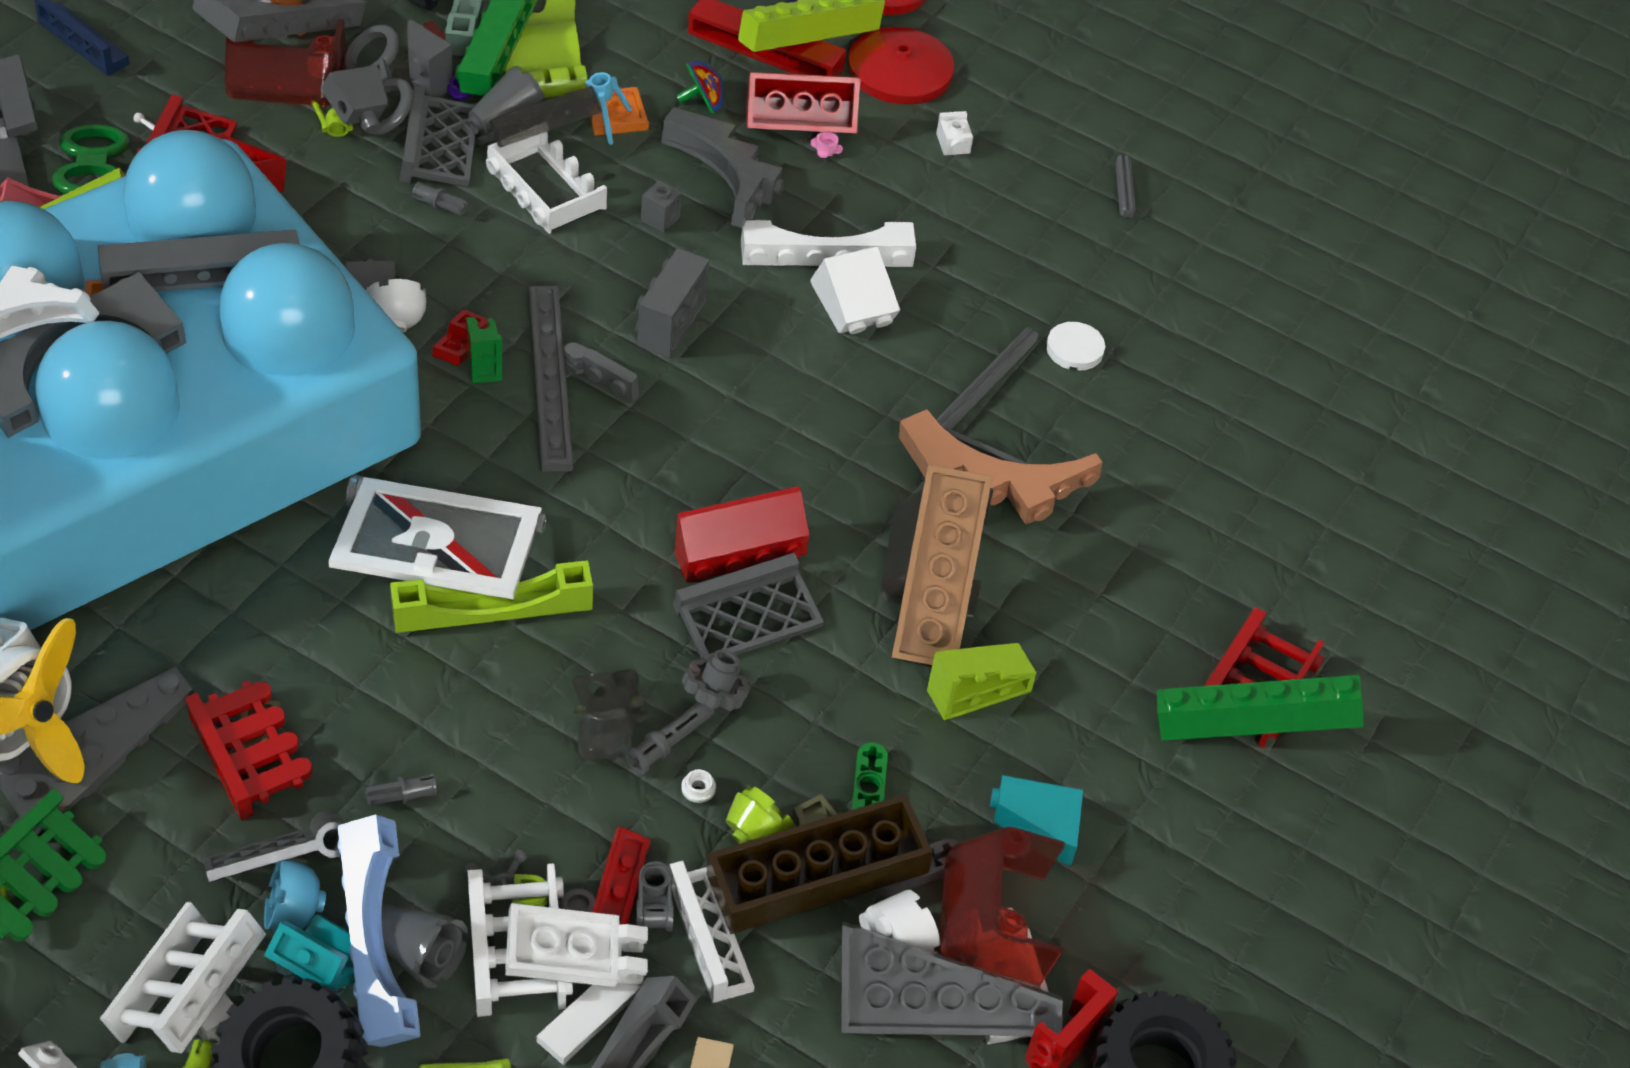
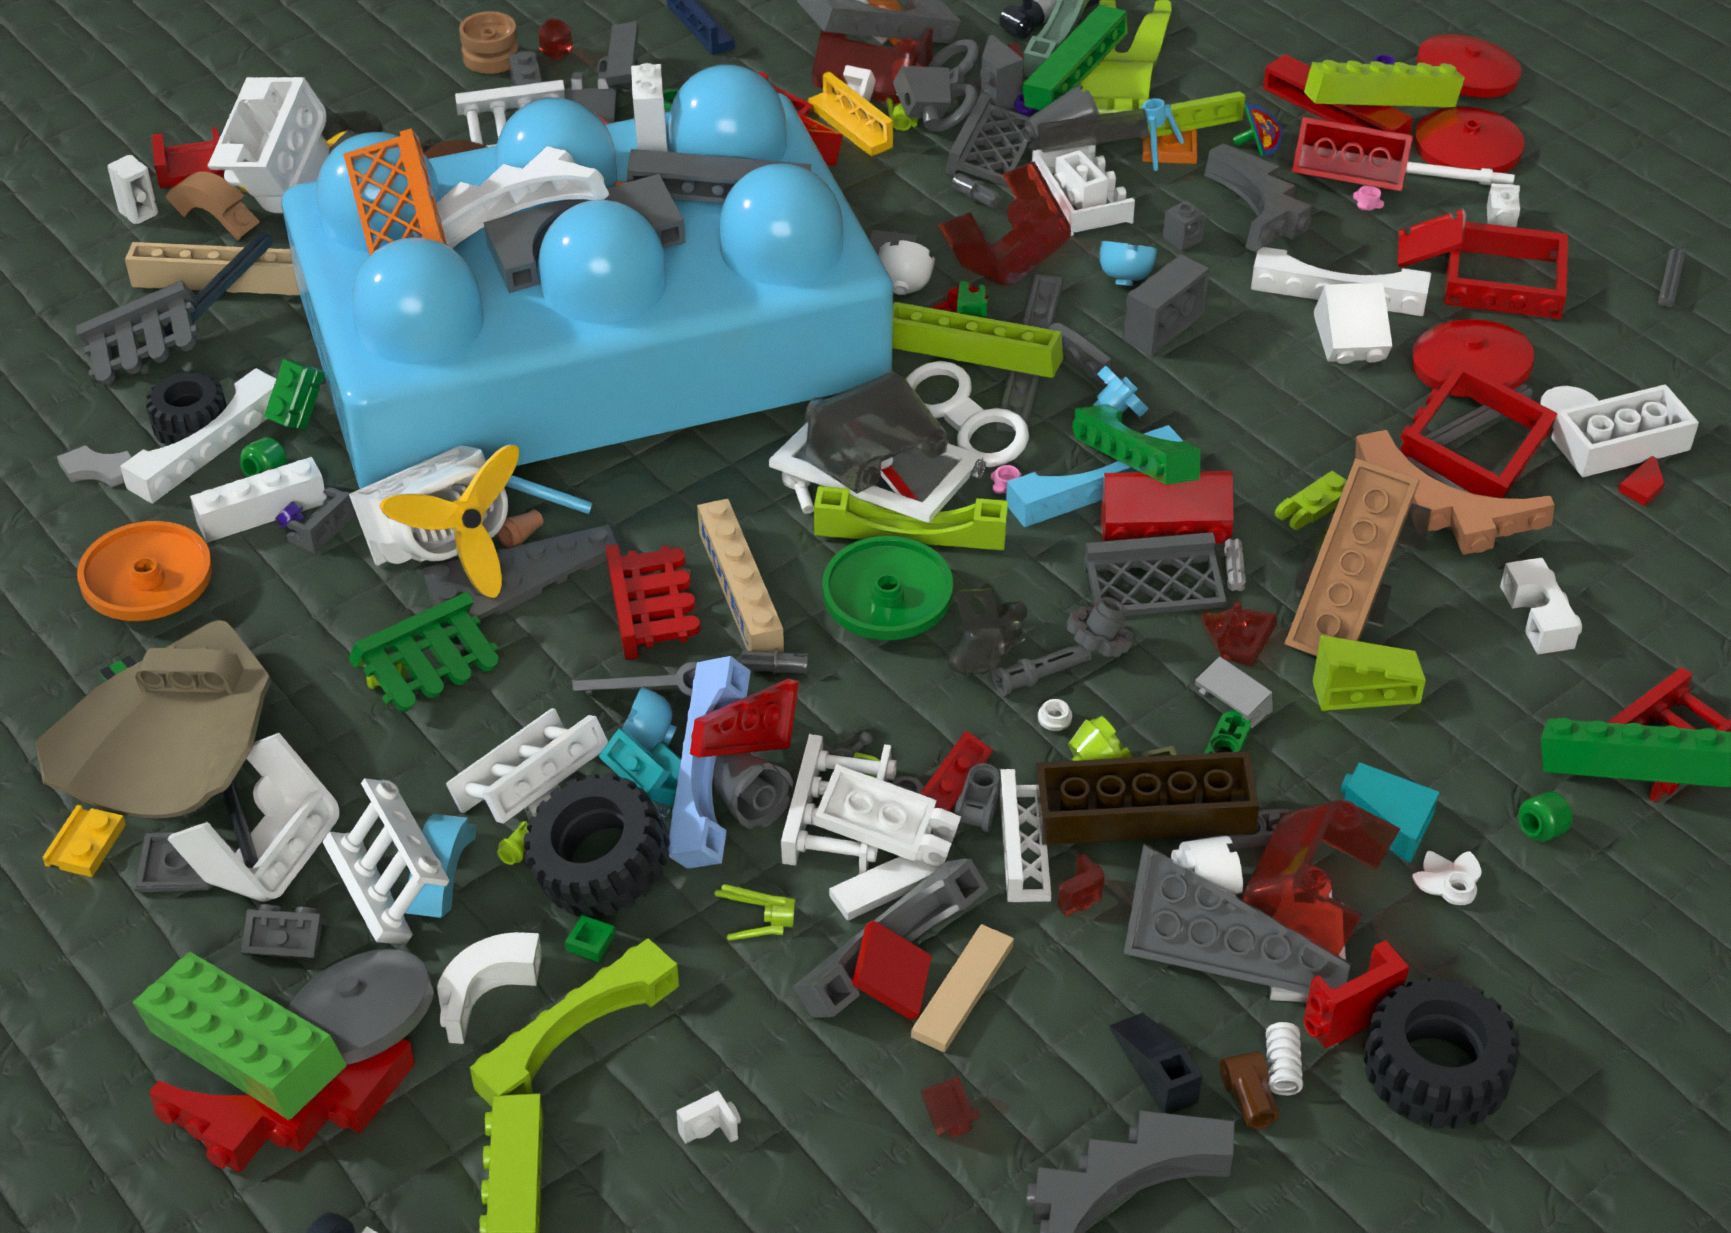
camera: 25 degrees right, 5 degrees down
(82, 690) = (519, 528): none -> nougat cone
(101, 193) = (649, 107): none -> white window
(102, 645) = (549, 494): none -> medium azure bar
(281, 96) = (860, 81): none -> white panel
(284, 134) = (851, 119): none -> yellow fence
(337, 703) = (739, 577): none -> tan brick
(367, 585) = (800, 486): none -> white plate
(407, 879) = (748, 725): none -> red wing
(427, 510) = (867, 426): none -> clear smoke windscreen
(492, 681) = (887, 587): none -> green dish
(502, 378) = (977, 340): none -> lime brick
(505, 460) = (968, 416): none -> white bar
(510, 252) = (1036, 231): none -> clear red windscreen
(546, 173) = (1081, 180): none -> white brick
(571, 529) = (1002, 475): none -> bright pink plate
(614, 543) = (1044, 497): none -> medium azure arch
(619, 258) = (1127, 261): none -> medium azure cylinder
(646, 72) = (1205, 113): none -> lime fence
(655, 415) = (1119, 393): none -> medium azure plant
(732, 490) = (1158, 458): none -> green arch
(785, 975) = (1082, 890): none -> clear red bracket
(819, 579) = (1234, 564): none -> light grey axle
(845, 653) = (1240, 633): none -> clear red slope
(863, 720) = (1236, 690): none -> light grey hinge
(874, 491) = (1312, 501): none -> lime hinge
(900, 183) = (1431, 238): none -> red piece
(926, 102) = (1485, 176): none -> white bar
(974, 307) = (1479, 344): none -> red dish
(977, 173) = (1509, 297): none -> red window
(992, 432) = (1497, 397): none -> red window
(1099, 546) = (1551, 620): none -> white arch
(1108, 872) = (1449, 879): none -> white plate
(1133, 363) = (1624, 430): none -> white brick
(1163, 412) = (1644, 482): none -> red tile
(1179, 790) = (1545, 816): none -> green head

